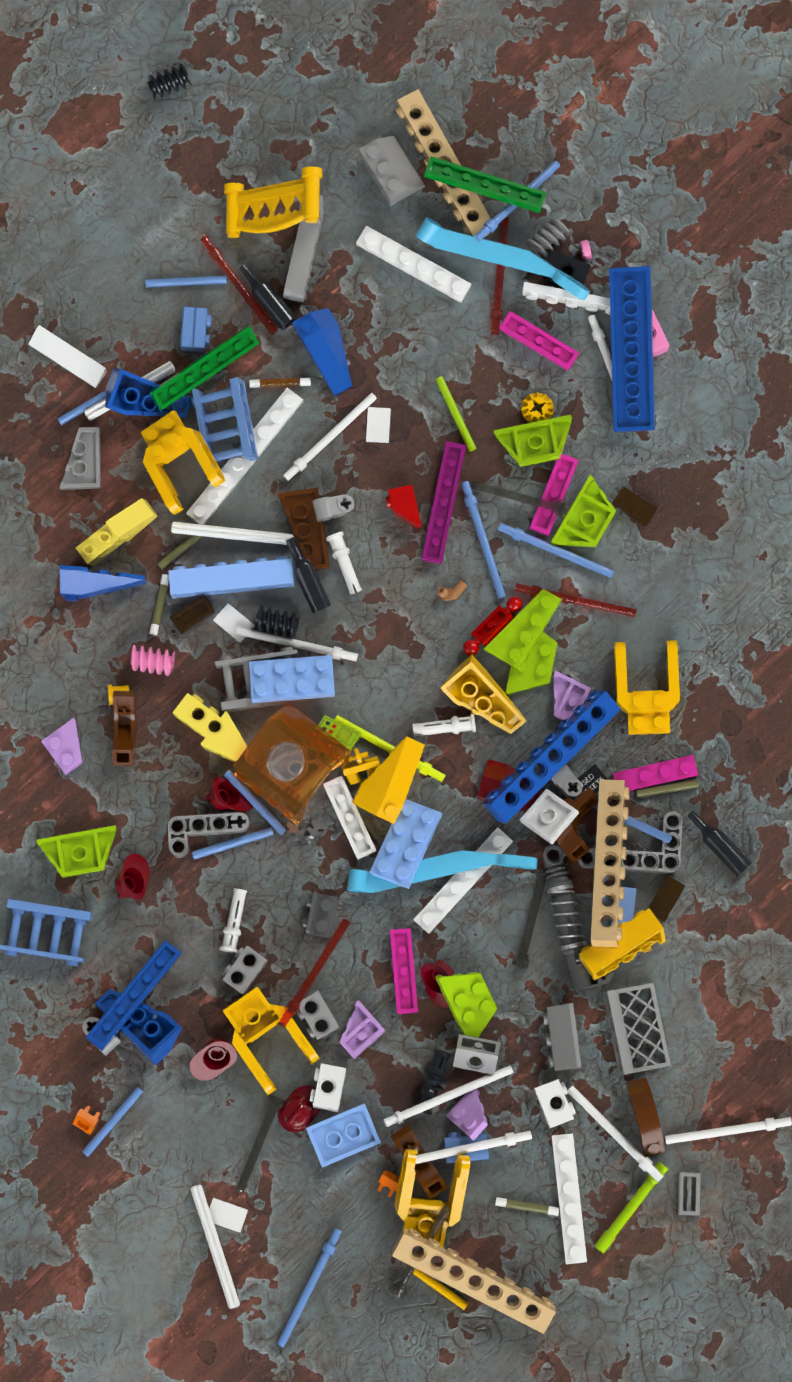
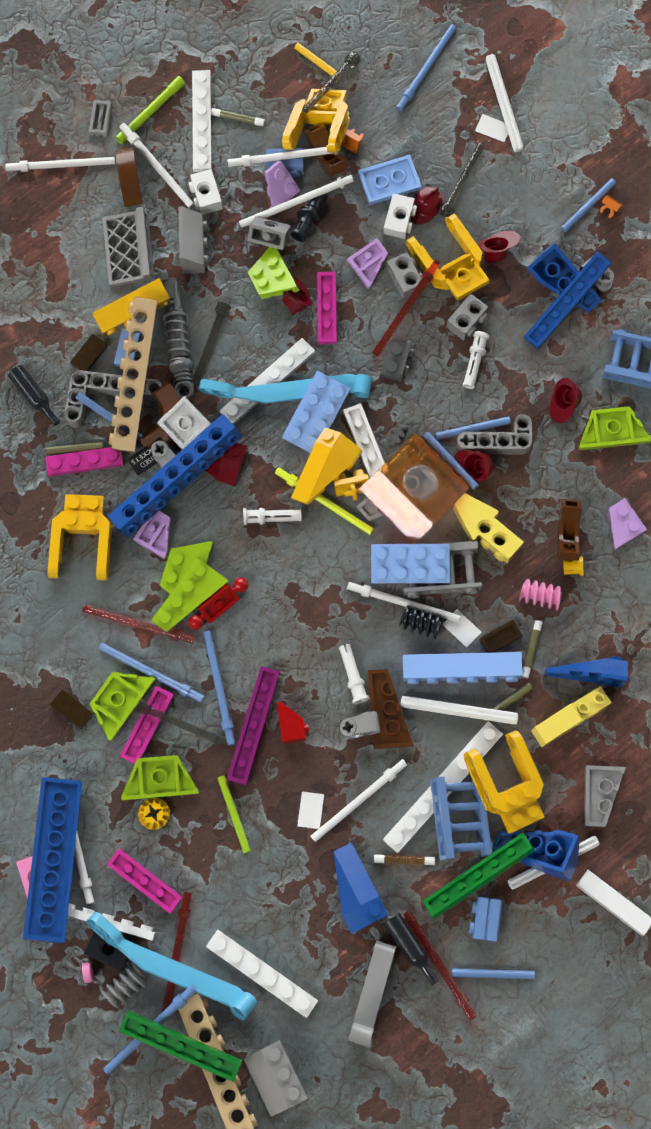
camera: 175 degrees left, 5 degrees down
(80, 409) = (601, 848): medium blue bar -> none
(238, 201) = (365, 1045): yellow piece -> none
(308, 579) = (388, 656): black piece -> none
(341, 732) = (370, 515): lime tile -> none
(450, 594) = (254, 638): medium nougat arm -> none
(476, 690) = (237, 545): yellow wedge -> none
(498, 1300) = (288, 56): tan brick -> none

